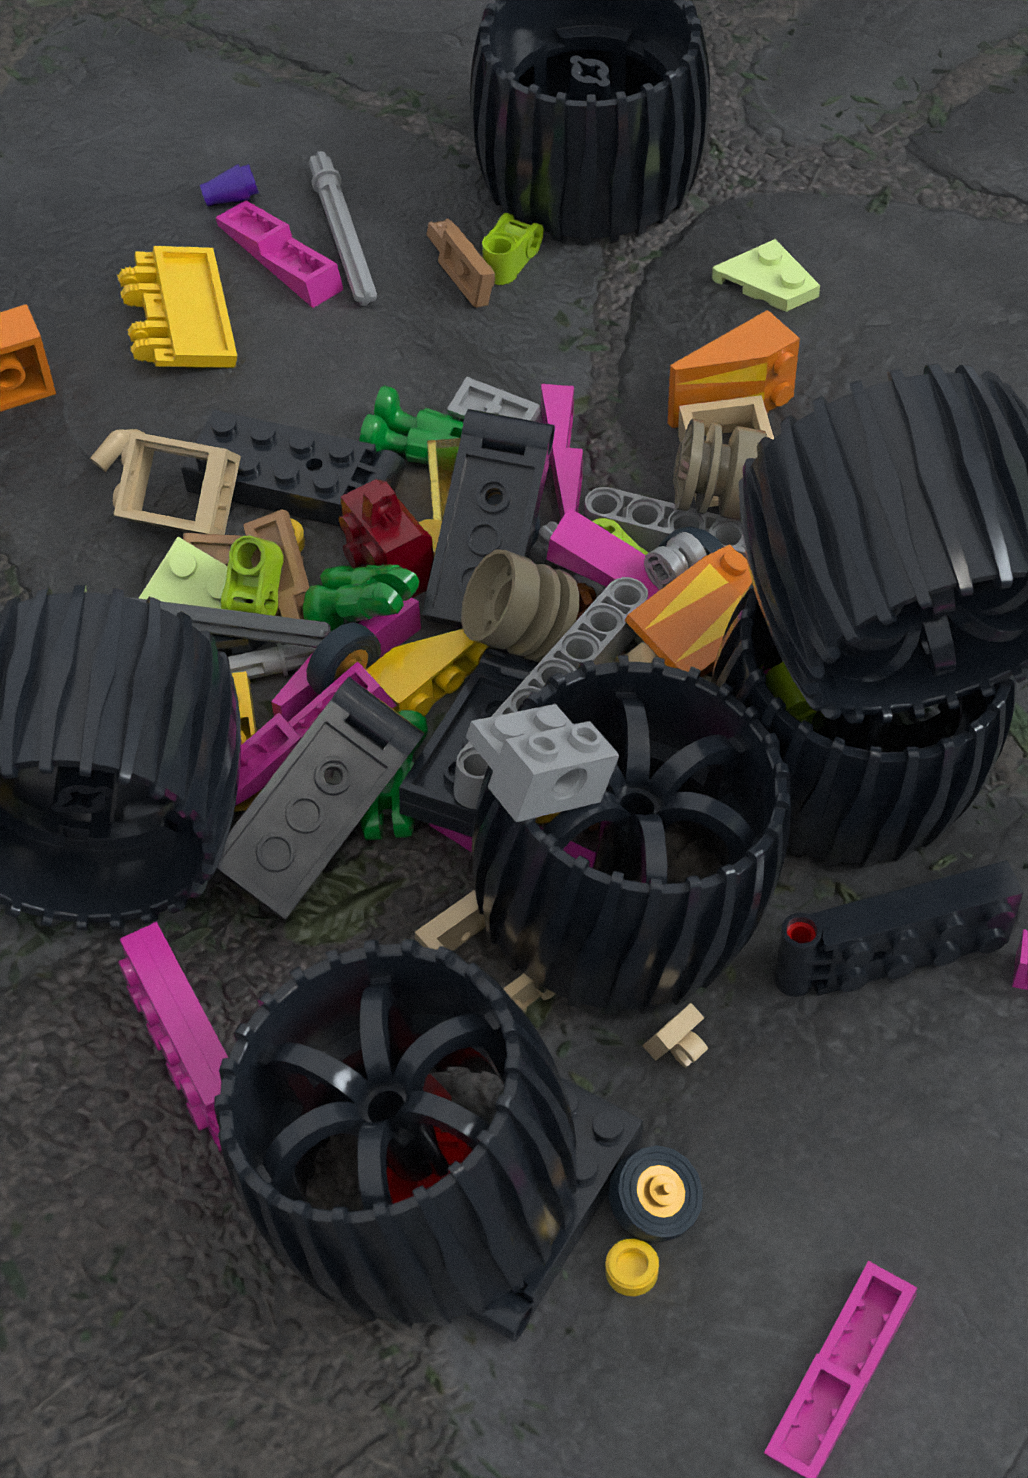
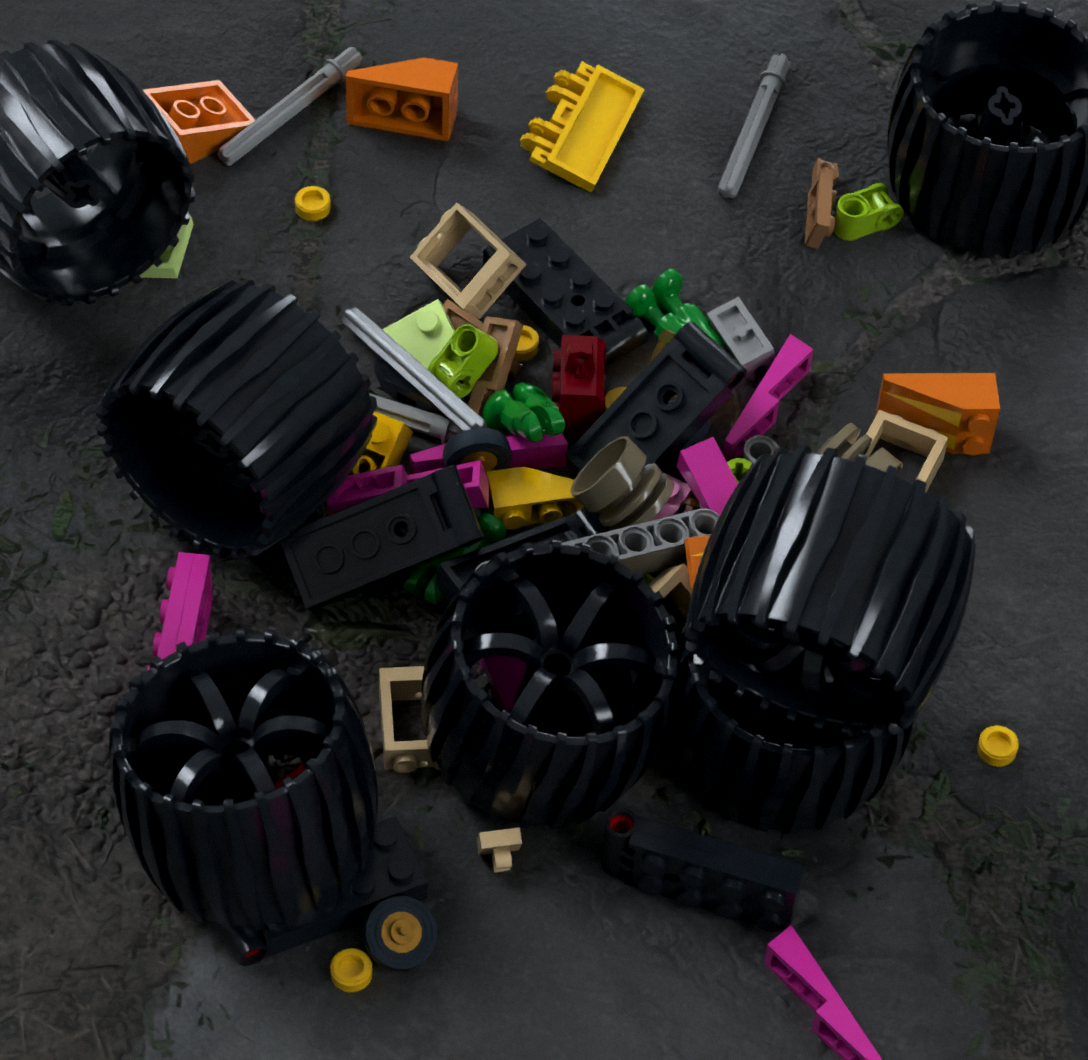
camera: 30 degrees right, 0 degrees up
(111, 448) = (470, 204): tan arm -> none
(231, 186) = (698, 46): dark purple cone -> none
(271, 243) = (694, 120): dark pink slope -> none
(543, 761) = (491, 589): light grey brick -> none
(769, 275) = (1052, 347): yellowish green wing -> none

